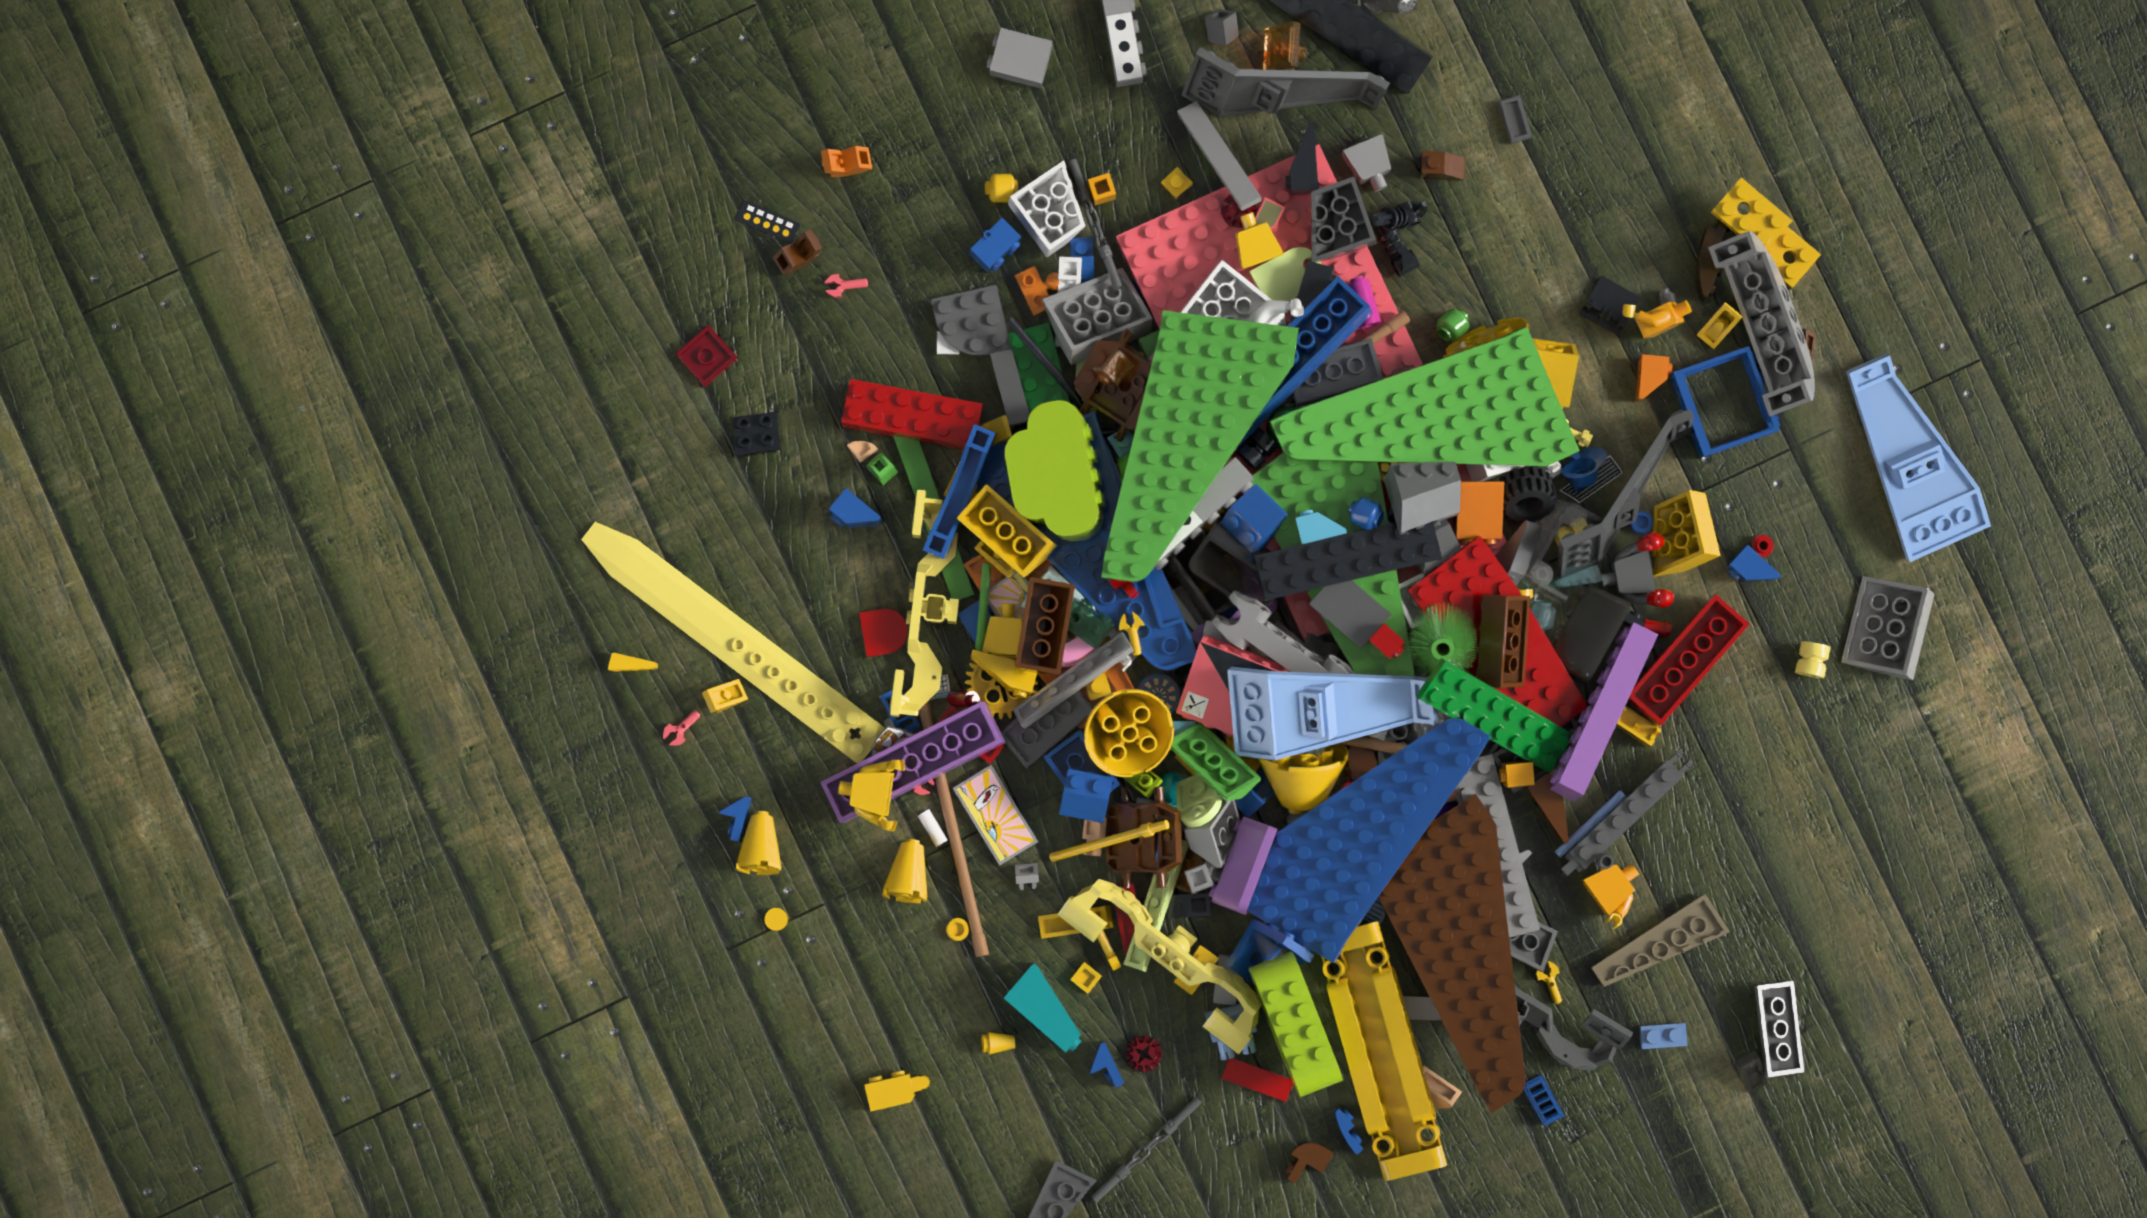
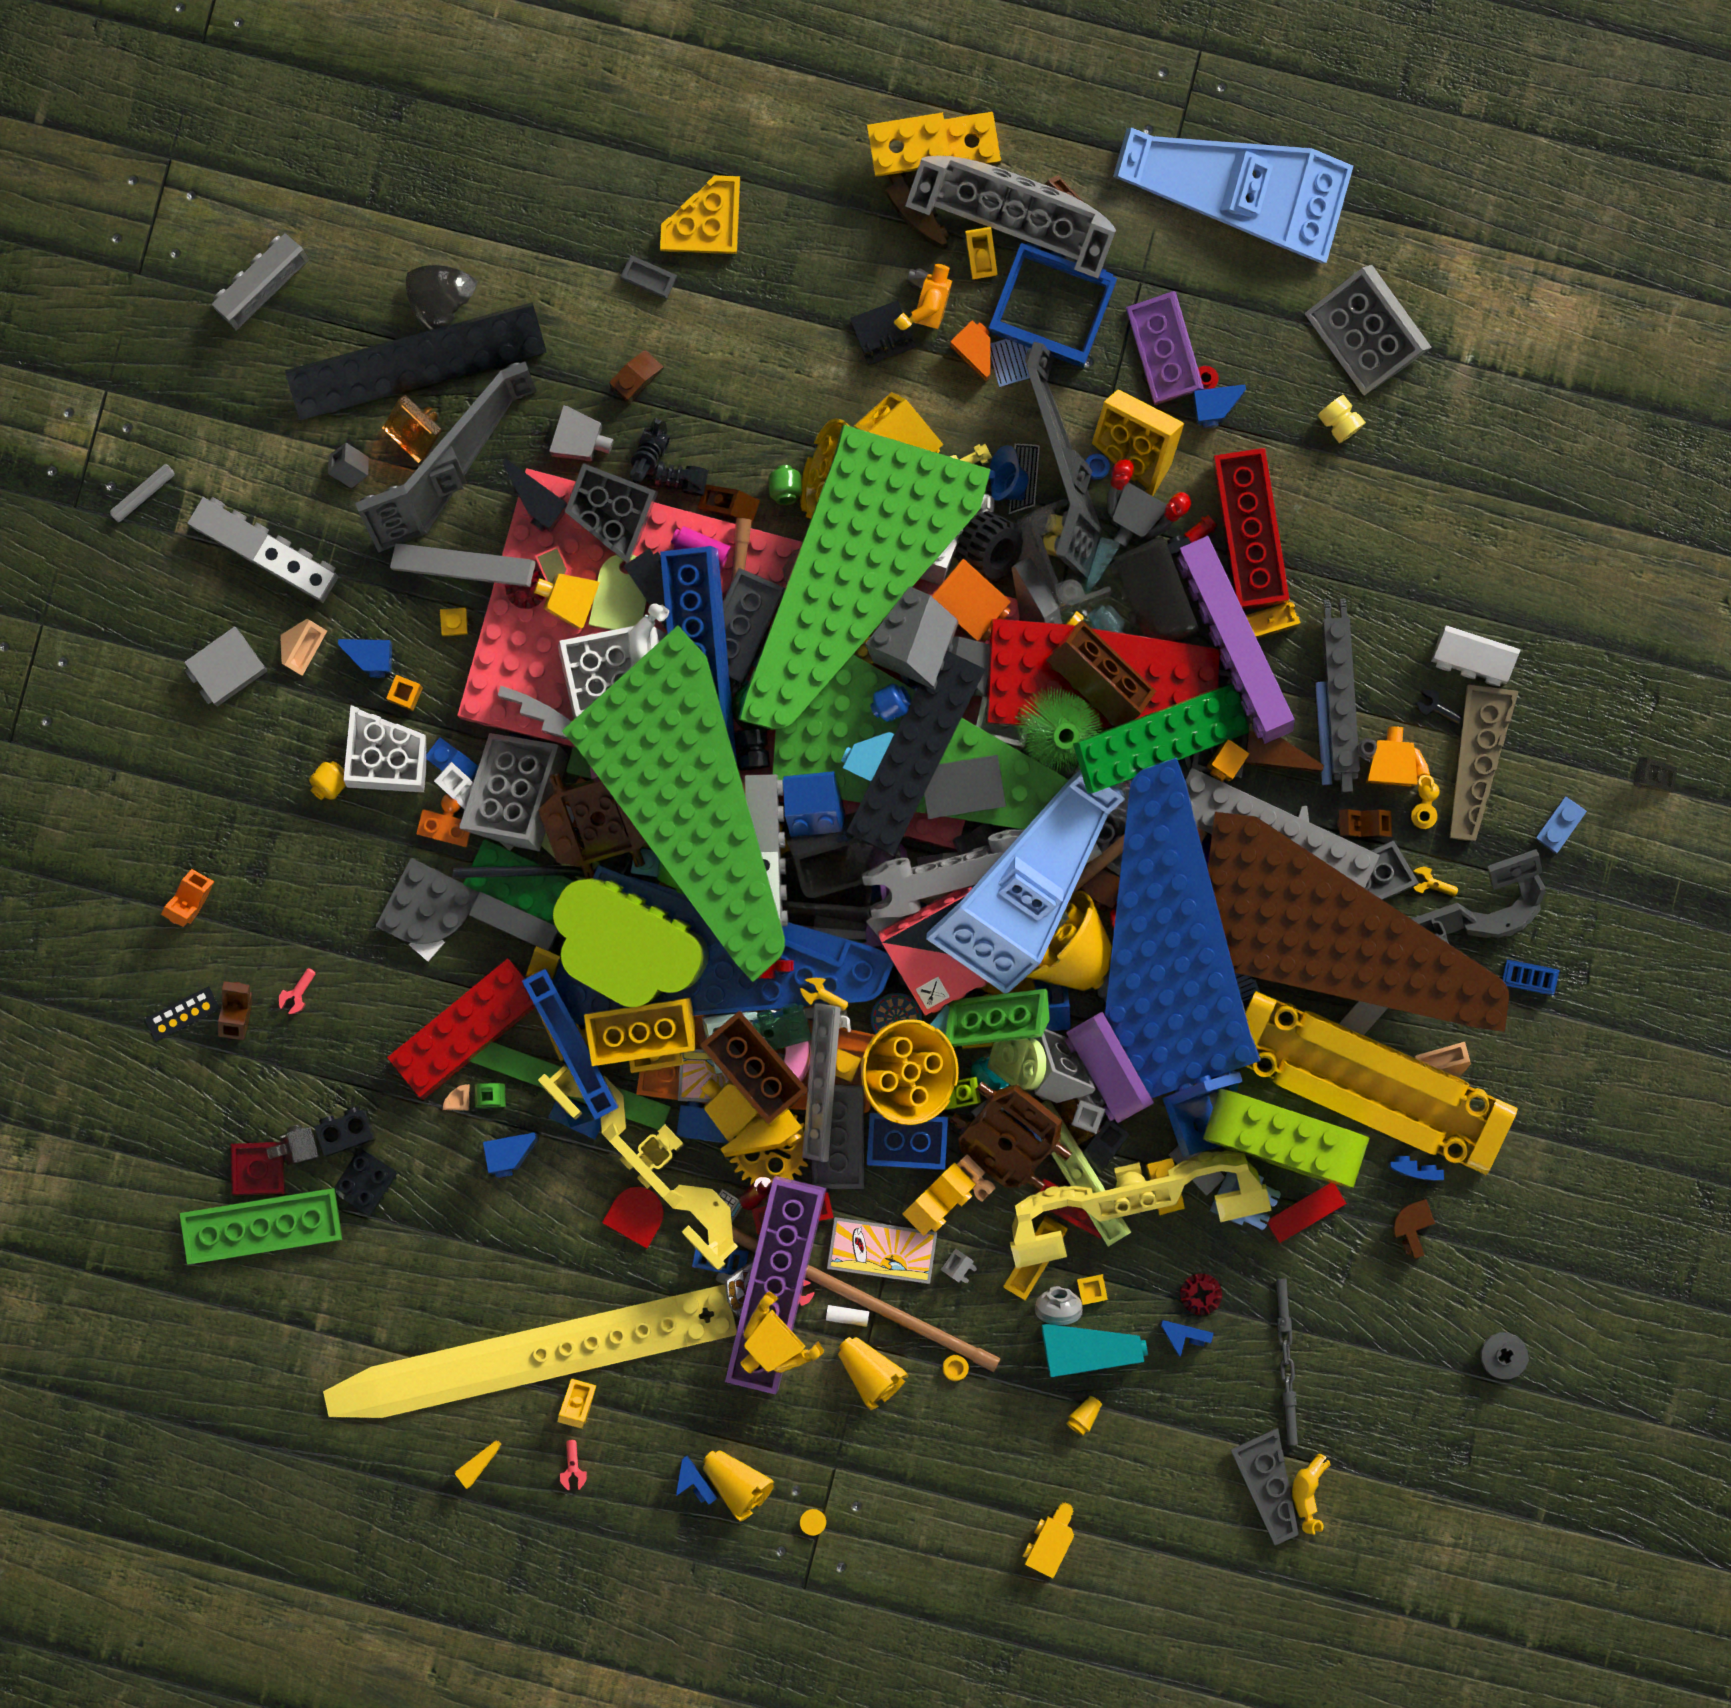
camera: 45 degrees left, 0 degrees up
(670, 389) = (261, 1226): none -> bright green plate
(742, 368) = (297, 1145): none -> clear smoke brick
(774, 397) = (346, 1139): none -> black brick
(914, 545) = (584, 1123): none -> blue slope
(983, 606) = (689, 1107): bright green bar -> none
(995, 245) = (375, 829): blue brick -> none
(1050, 824) = (939, 1199): none -> yellow brick
(1051, 965) = (1058, 1311): none -> light grey piece
(1076, 95) = (300, 645): none -> light nougat slope
(1086, 795) = (933, 1156): blue slope -> none
(1104, 251) = (462, 736): dark grey piece -> none
(1105, 944) = (1086, 1250): yellow bar -> none
(1107, 146) = (370, 655): none -> blue slope
(1114, 368) = (576, 816): clear orange bracket -> none
(1145, 830) = (1007, 1129): yellow bar -> none
(1163, 284) = (532, 708): none -> light grey slope
(1388, 642) = (1019, 778): red brick -> none
(1409, 297) = (728, 503): none -> reddish brown slope
(1552, 902) = (1364, 824): none -> reddish brown brick
(1585, 125) = (705, 220): none -> yellow plate
(1605, 930) = (1426, 805): none -> yellow plate
(1661, 405) = (1009, 361): none -> light blue sticker
(1672, 886) = (1437, 707): none -> black bar
(1728, 882) = (1475, 656): none -> white slope
(1759, 501) = (1164, 348): none -> medium lavender tile
(1779, 1028) = (1637, 718): dark grey slope -> none

